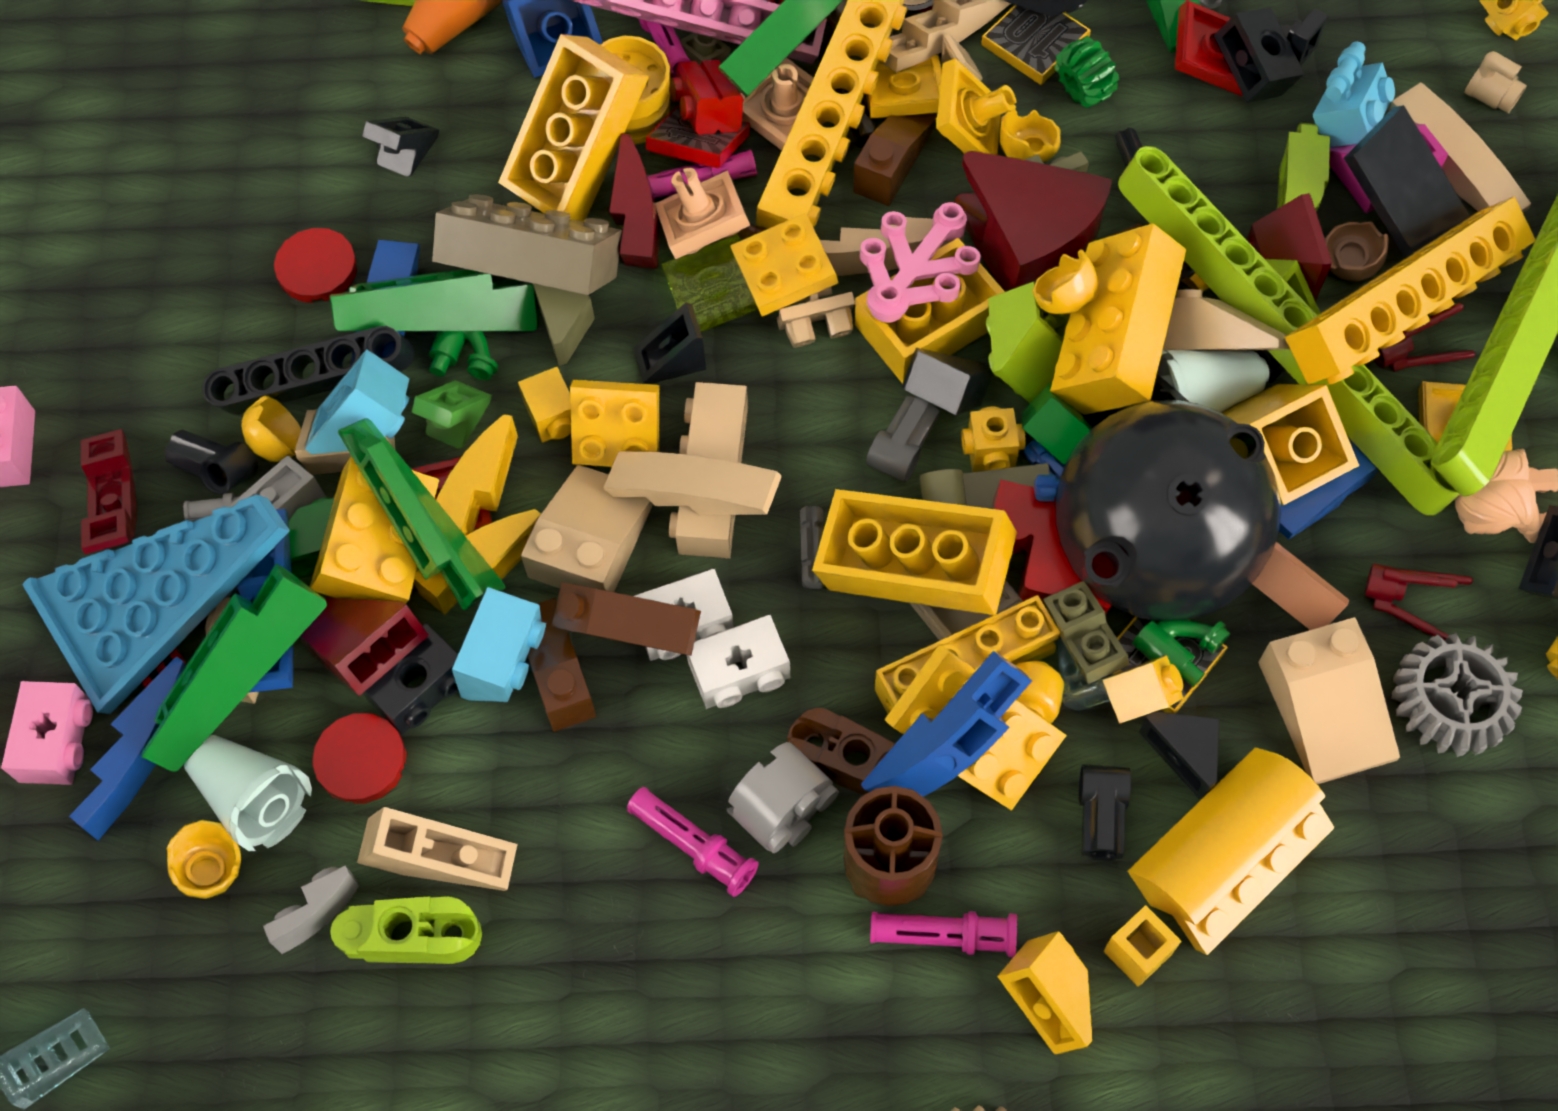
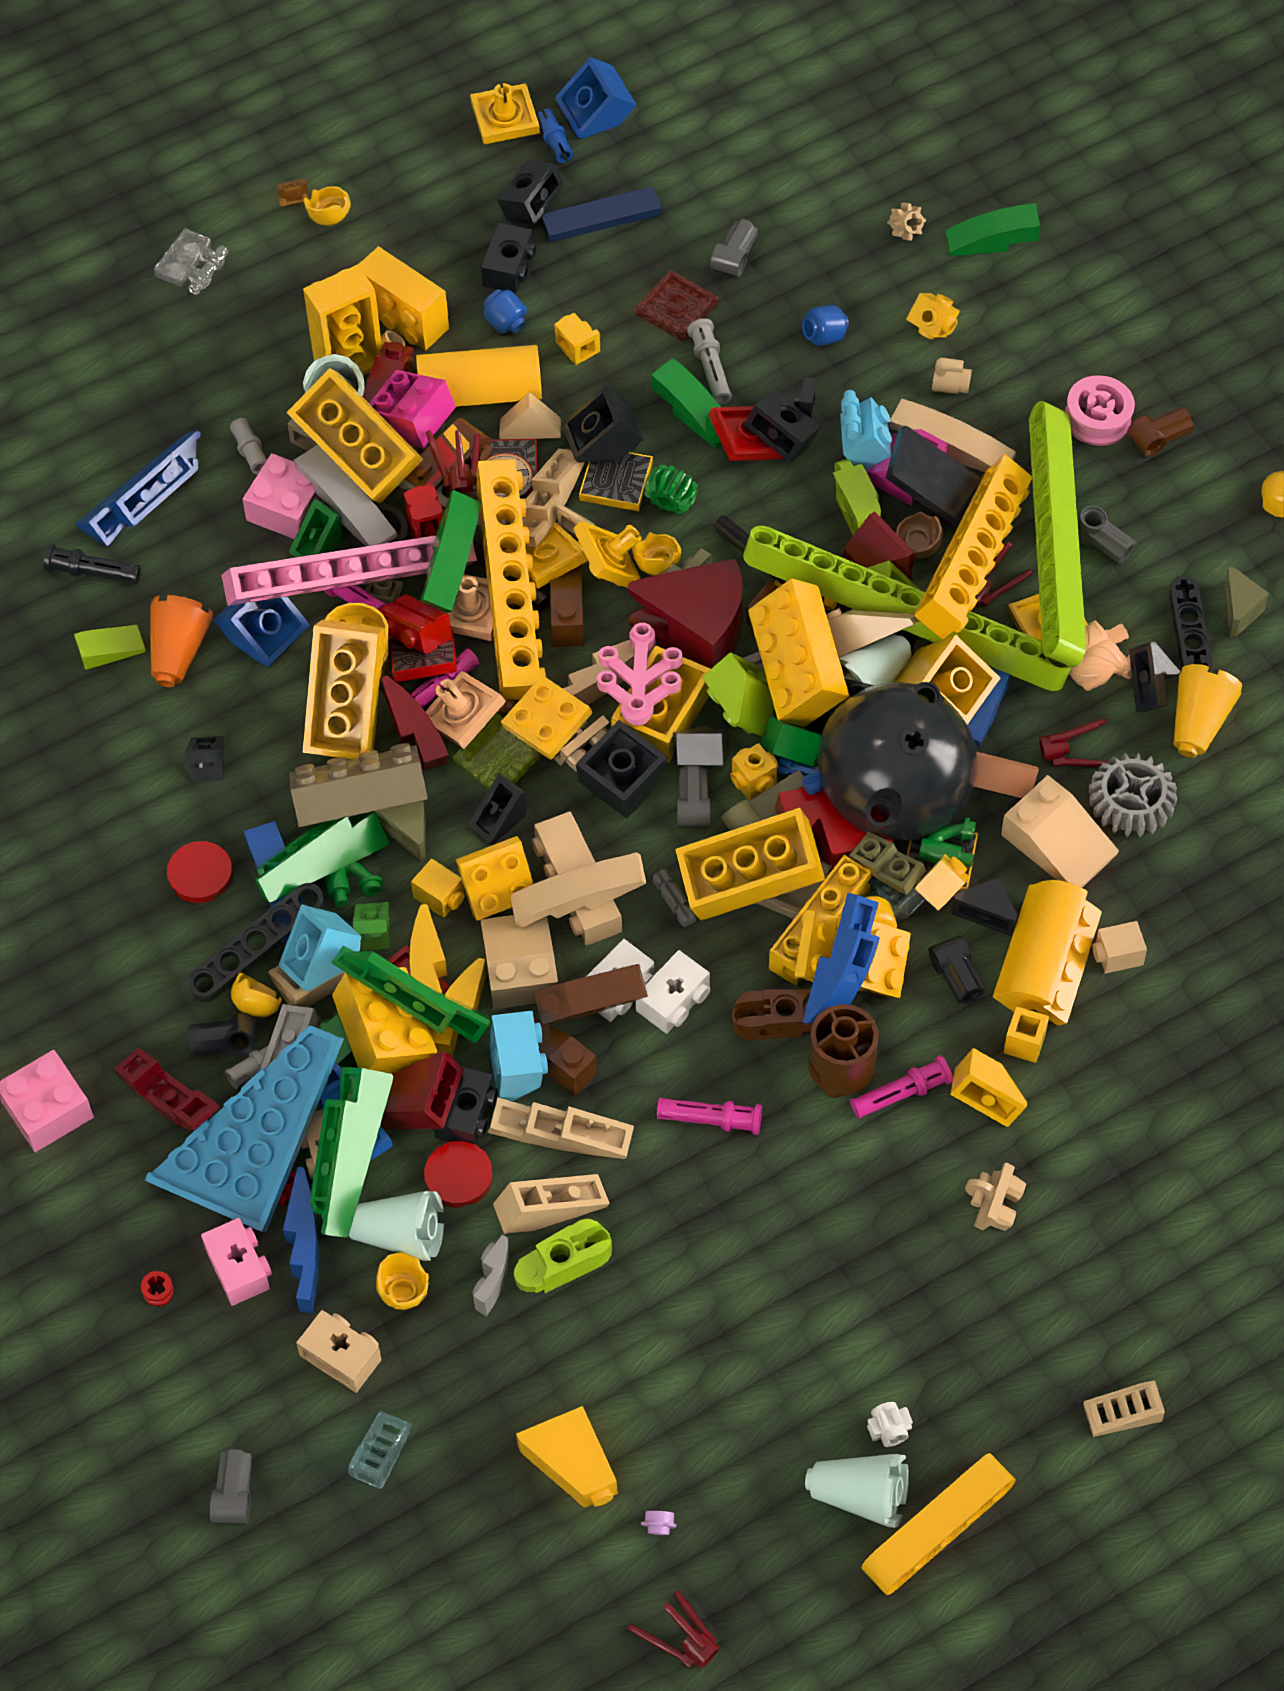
camera: 30 degrees left, 5 degrees down
(80, 932) = (347, 1366): none -> tan brick
(507, 765) = (561, 1130): none -> tan slope
(781, 798) = (755, 1057): light grey brick -> none
(836, 363) = (621, 768): none -> black slope
(1066, 286) = (755, 644): yellow hair -> none
(1332, 889) = (1120, 947): none -> tan brick

